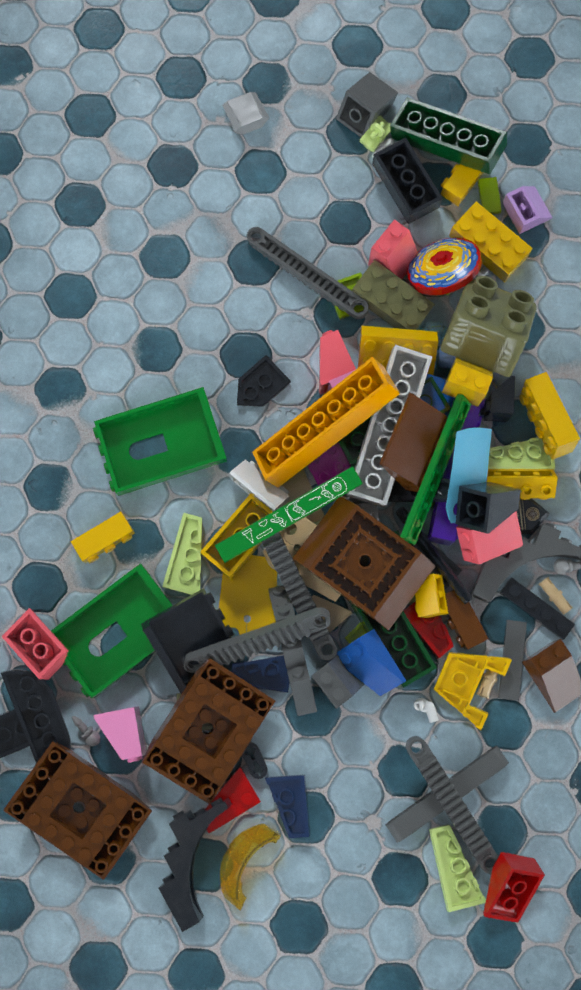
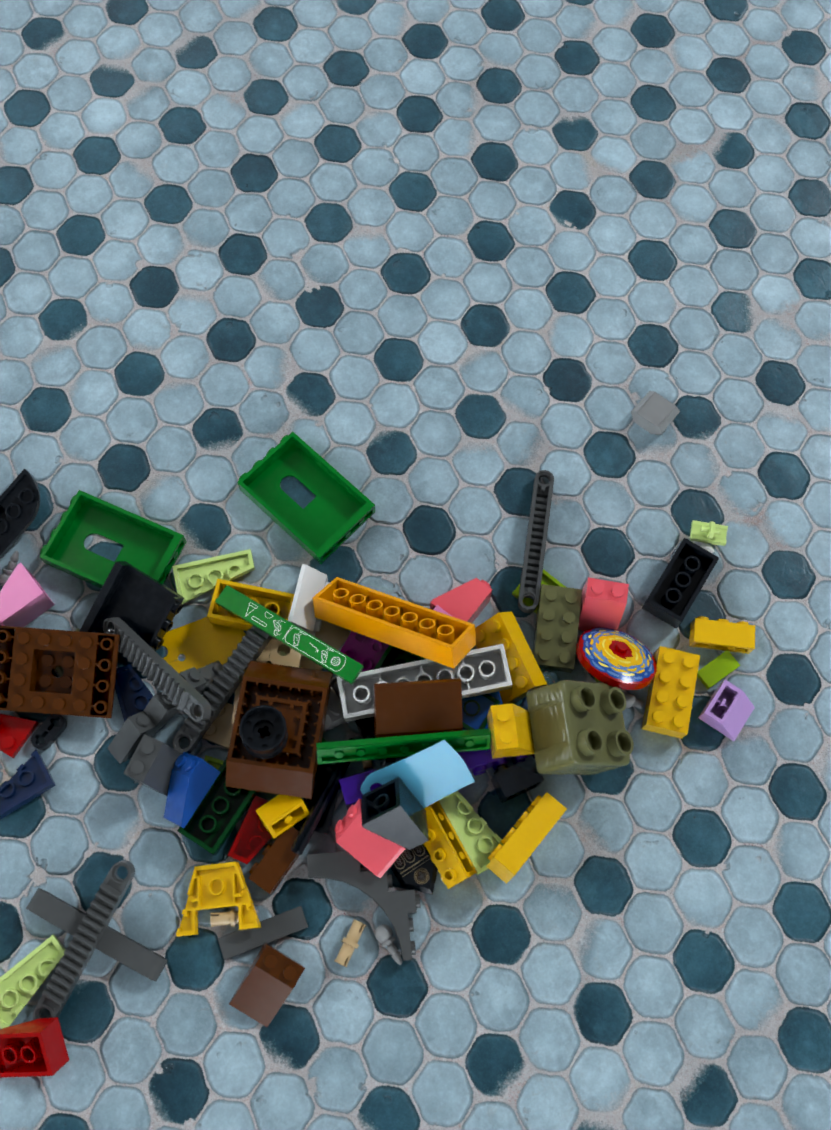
camera: 60 degrees right, 10 degrees down
(36, 645) = (63, 486): coral slope -> none
(103, 538) = (192, 494): yellow brick -> none
(261, 383) = (409, 555): black tile -> none
(365, 103) = (732, 507): dark grey slope -> none
(371, 561) = (258, 721): none -> black wheel
(427, 707) = (175, 870): white arm -> none
(449, 135) = (747, 596): dark green brick -> none
(537, 608) = (328, 932): black plate -> none

